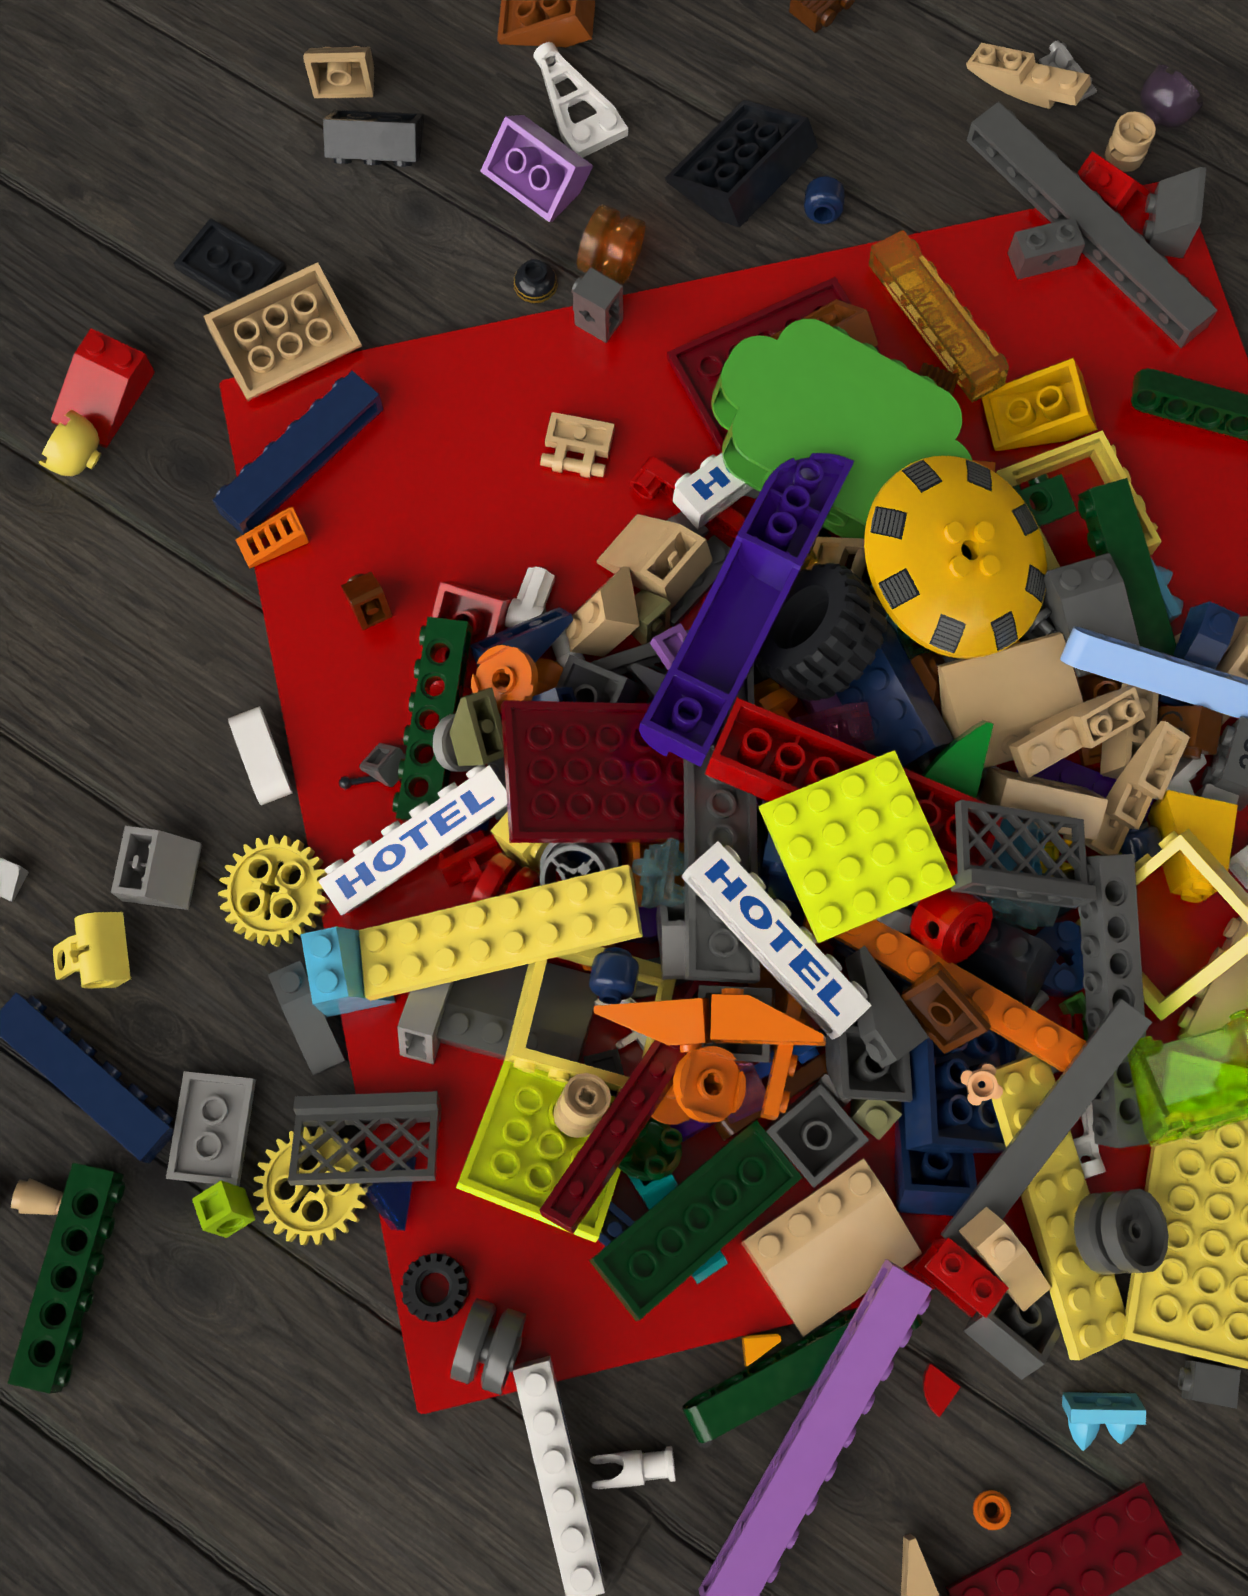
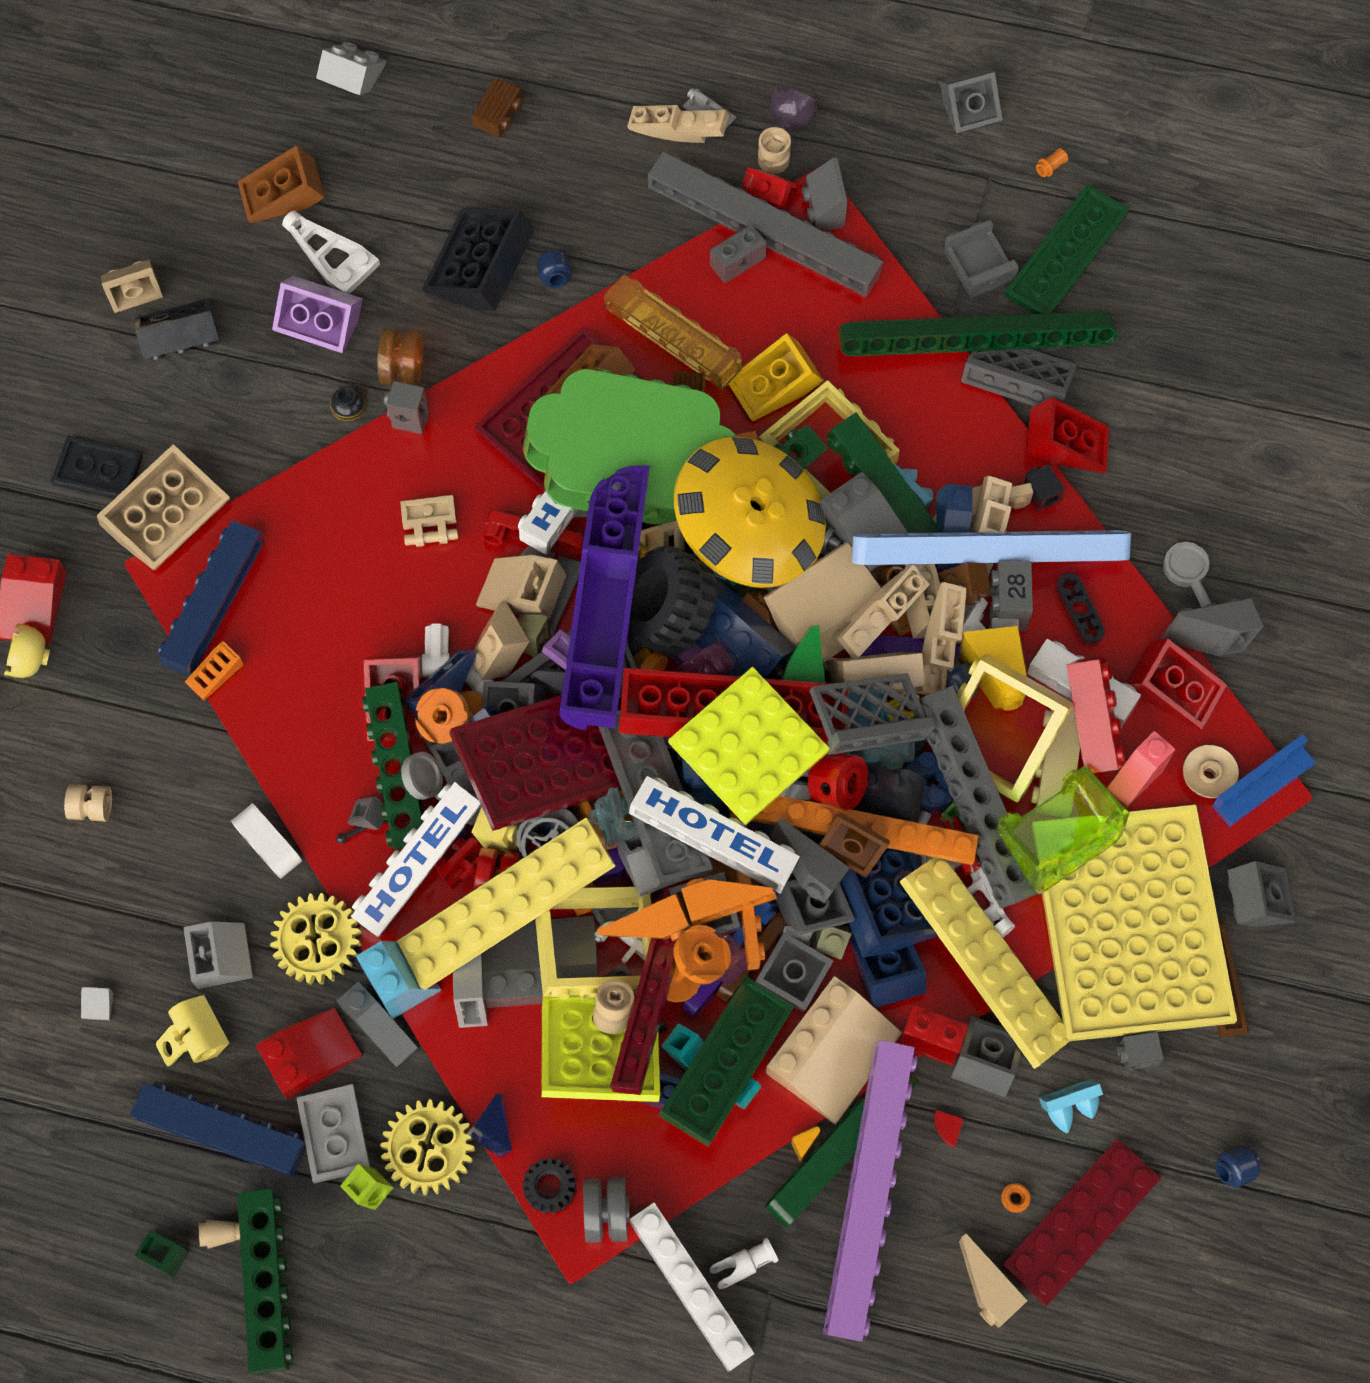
camera: 20 degrees left, 5 degrees down
(75, 641) = (85, 802): none -> tan wheel
(217, 1021) = (308, 1052): none -> red slope
(360, 1110) = (451, 1076): dark grey fence -> none
(366, 599) = (308, 692): reddish brown slope -> none
(477, 729) = (436, 760): olive slope -> none
(614, 975) = (603, 903): dark blue head -> none
(653, 1153) = (678, 1023): dark green dish -> none
(991, 1088) = (908, 889): light nougat plate -> none
(1005, 1257) = (961, 1005): tan slope -> none
(1052, 1118) = (957, 902): dark grey tile -> none
(1121, 1232) = (1037, 961): dark grey wheel -> none

